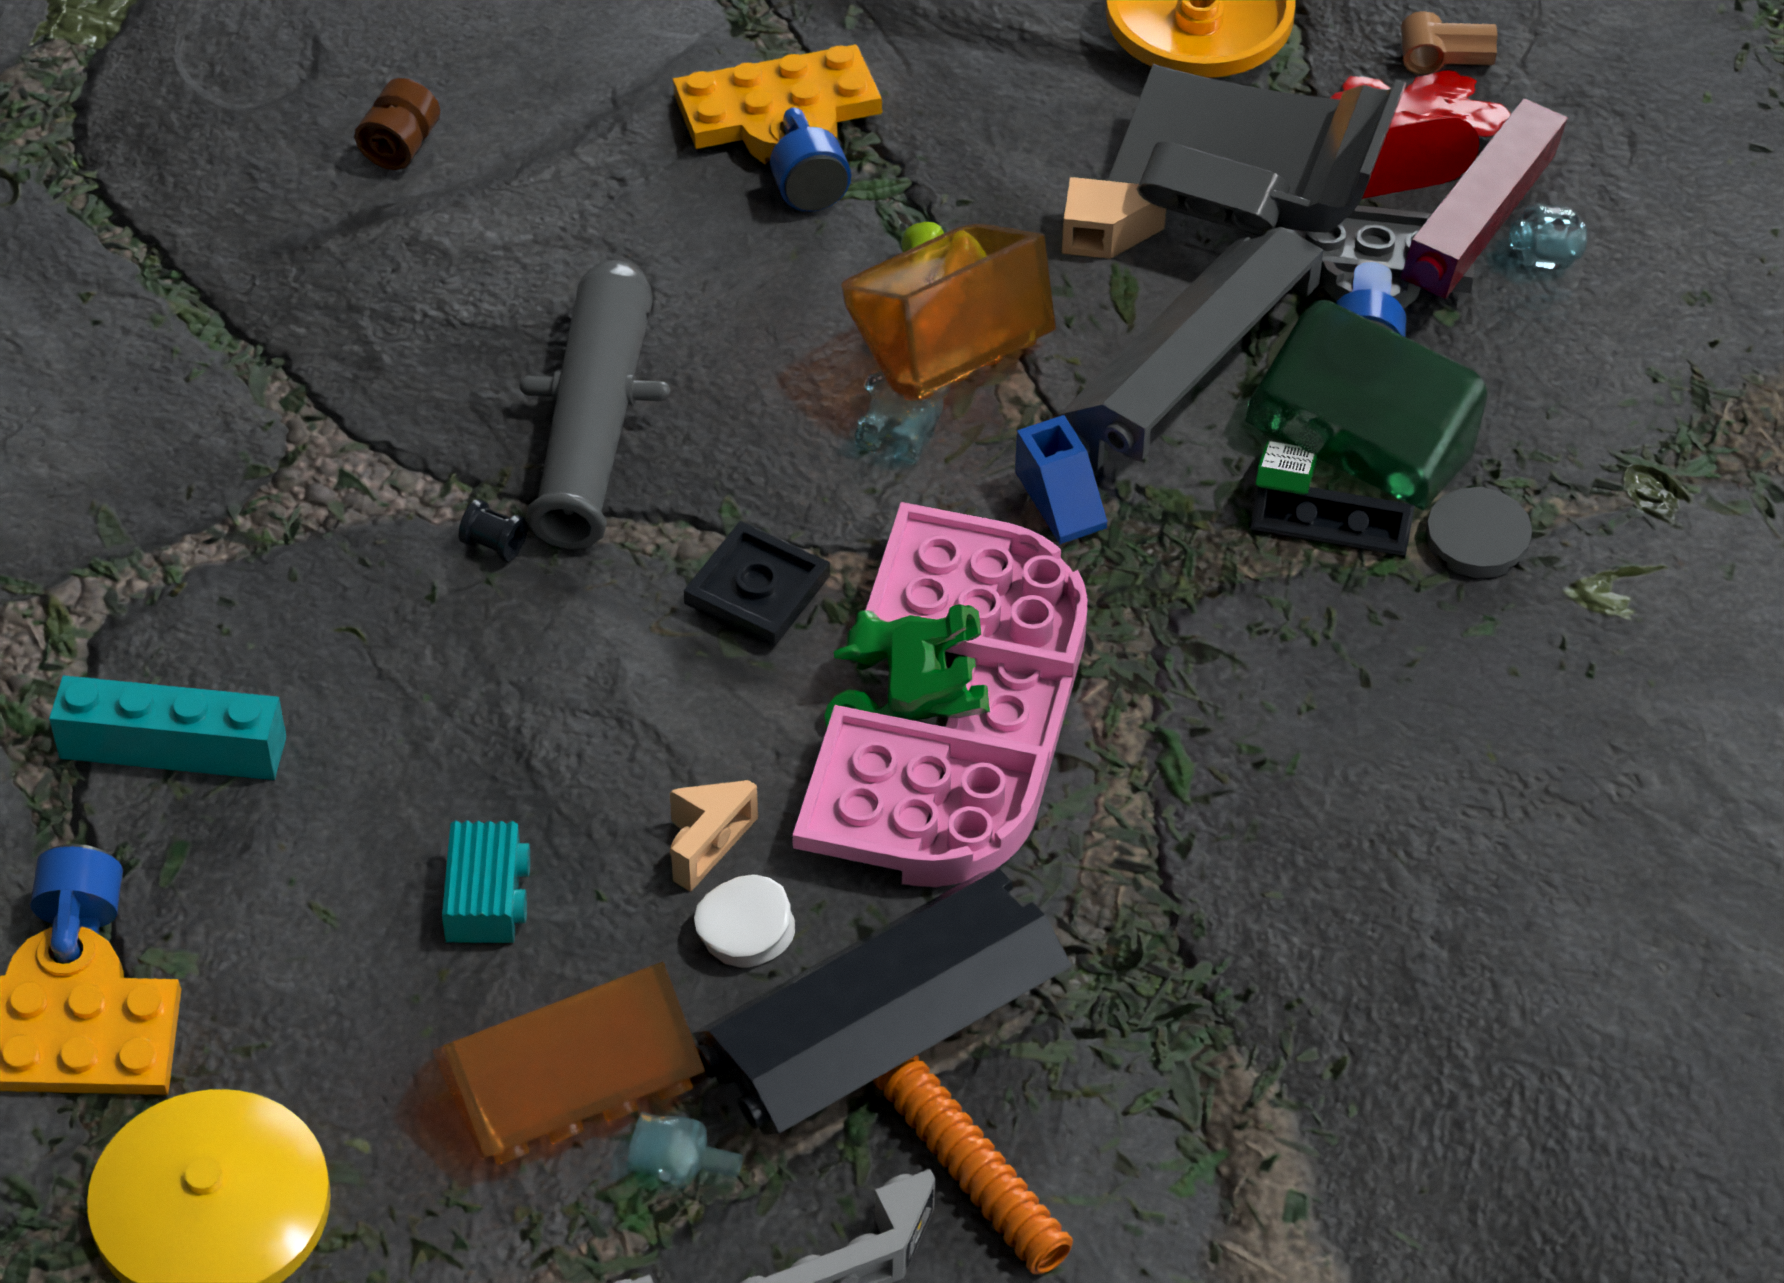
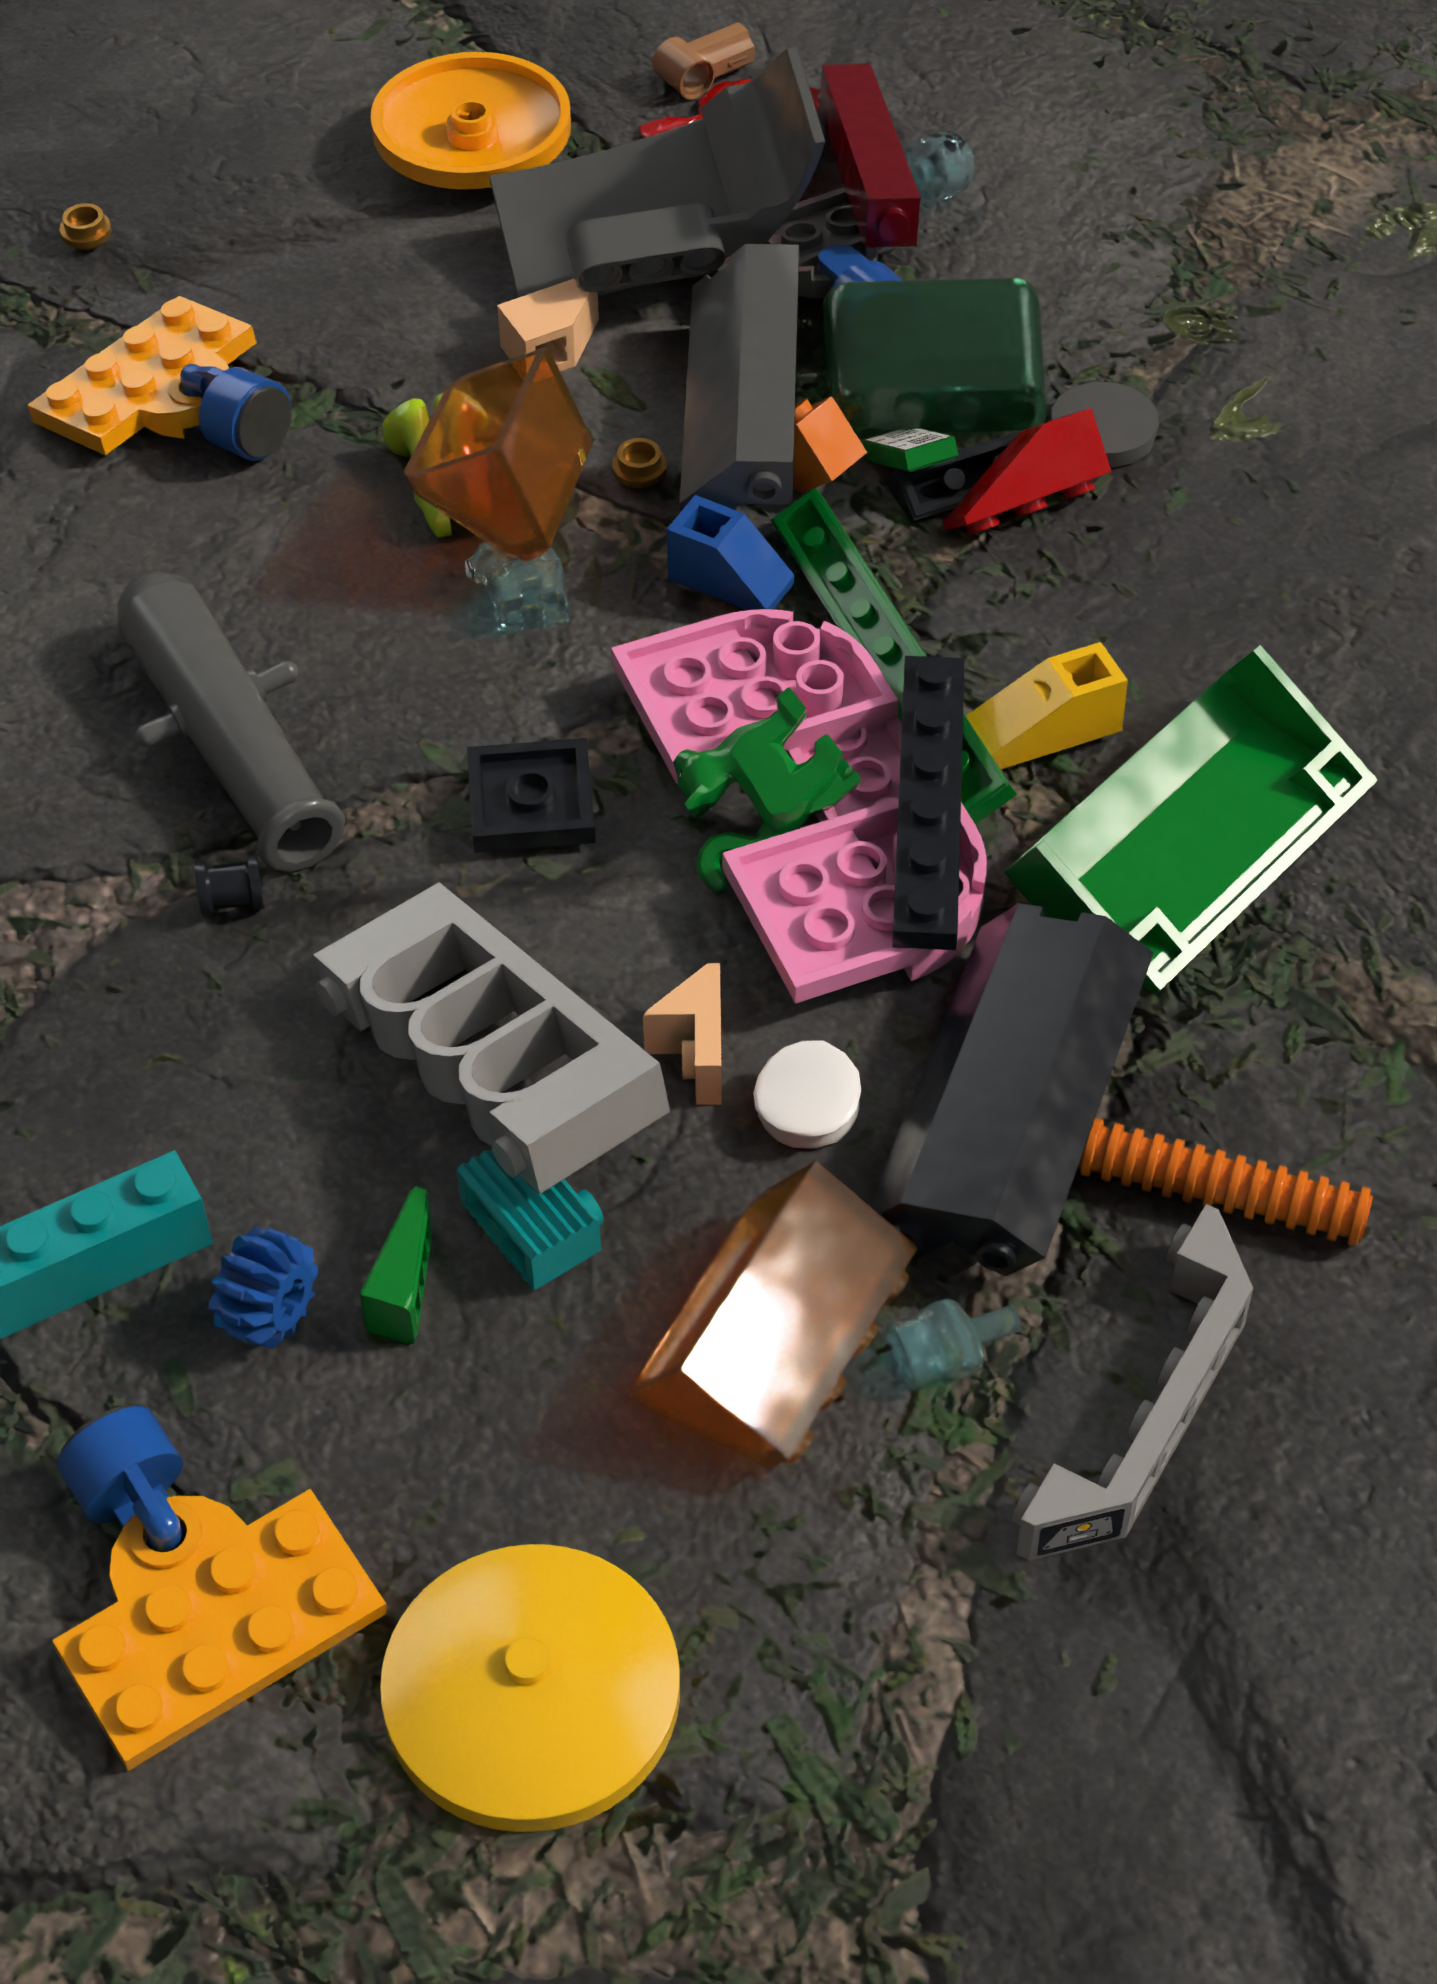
camera: 35 degrees left, 0 degrees up
(261, 826) = (263, 1287): none -> blue gear
(365, 871) = (397, 1280): none -> green slope
(550, 680) = (533, 1132): none -> light grey fence
(1014, 754) = (929, 804): none -> black plate
(1075, 366) = (639, 463): none -> pearl gold plate
(1116, 629) = (869, 616): none -> green tile
(1181, 736) = (1054, 707): none -> yellow slope
(1211, 421) = (822, 444): none -> orange slope
(1224, 892) = (1199, 817): none -> green slope
(1378, 536) = (1037, 463): none -> red slope

